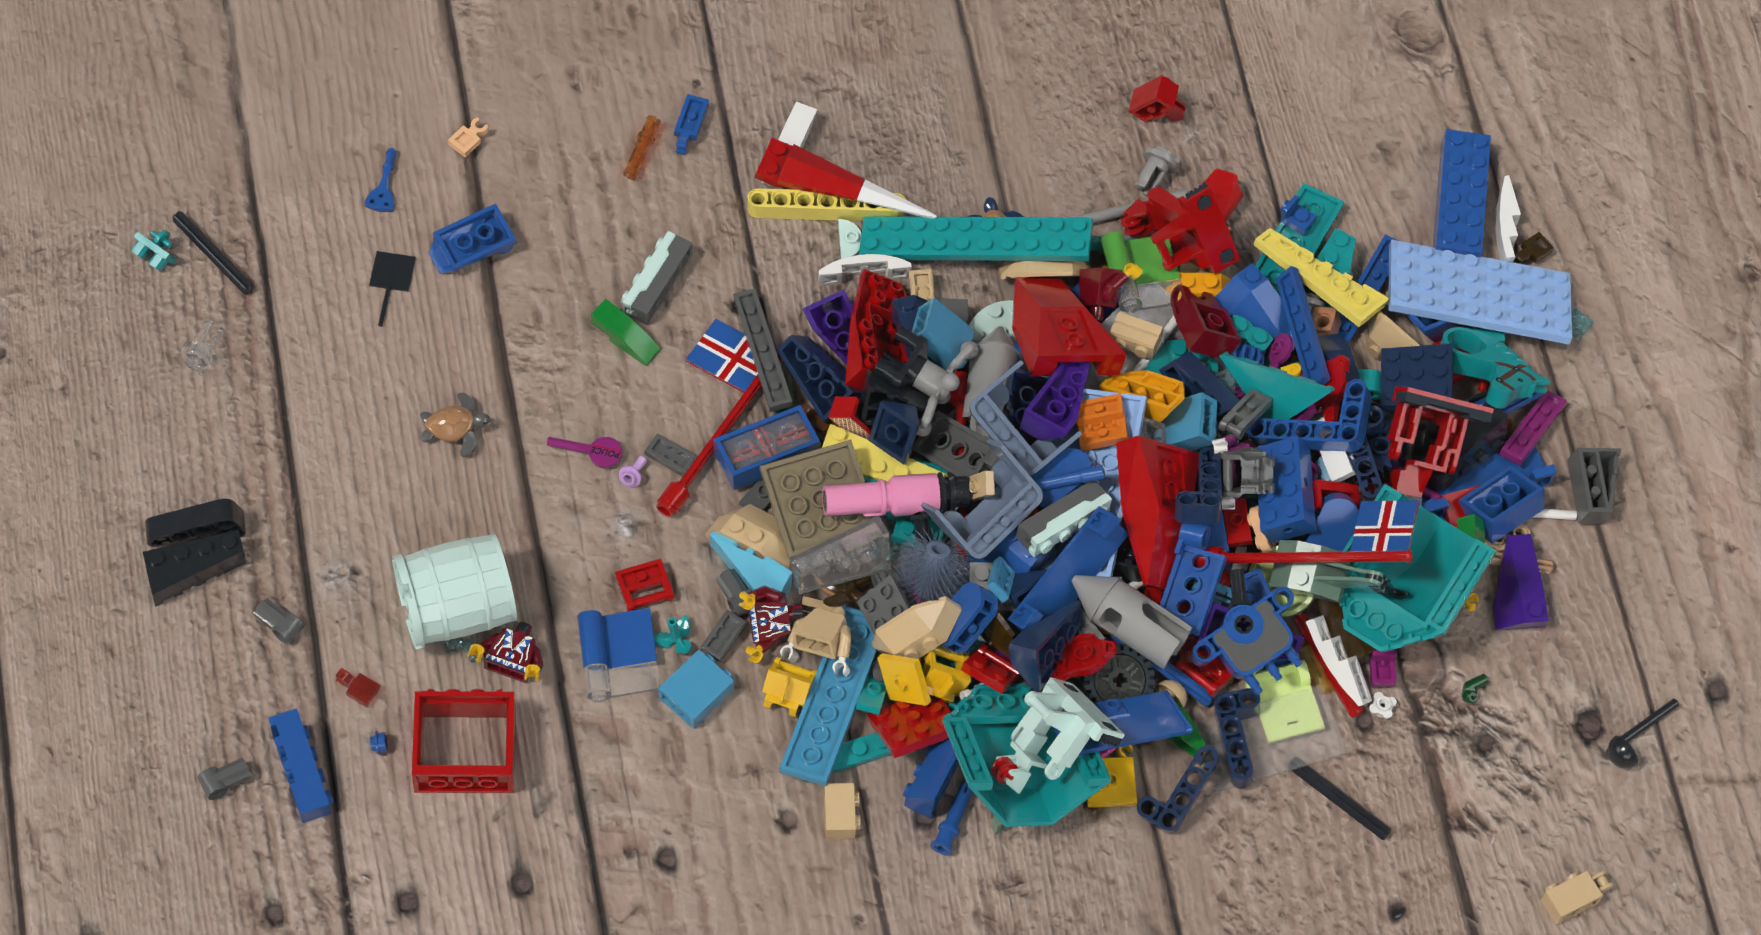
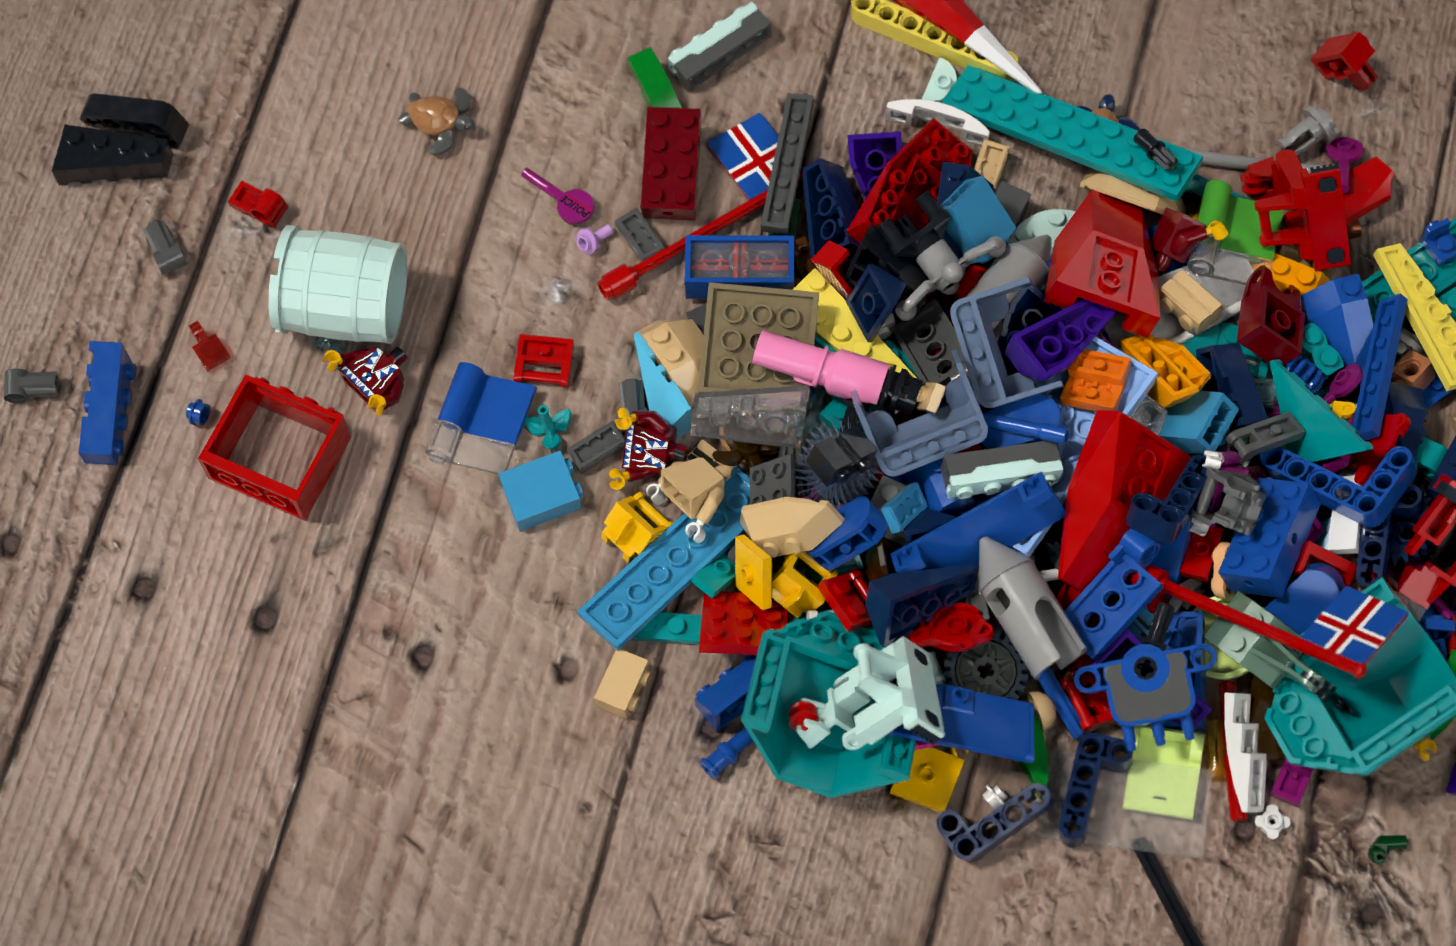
camera: 35 degrees right, 5 degrees up
(343, 553) = (261, 205): none -> red plate
(669, 386) = (671, 163): none -> dark red brick
(941, 557) = (841, 457): none -> black brick
(1055, 226) = (1155, 150): none -> black axle
(1170, 774) = (995, 796): none -> white plate
(1189, 173) = (1345, 151): none -> magenta piece

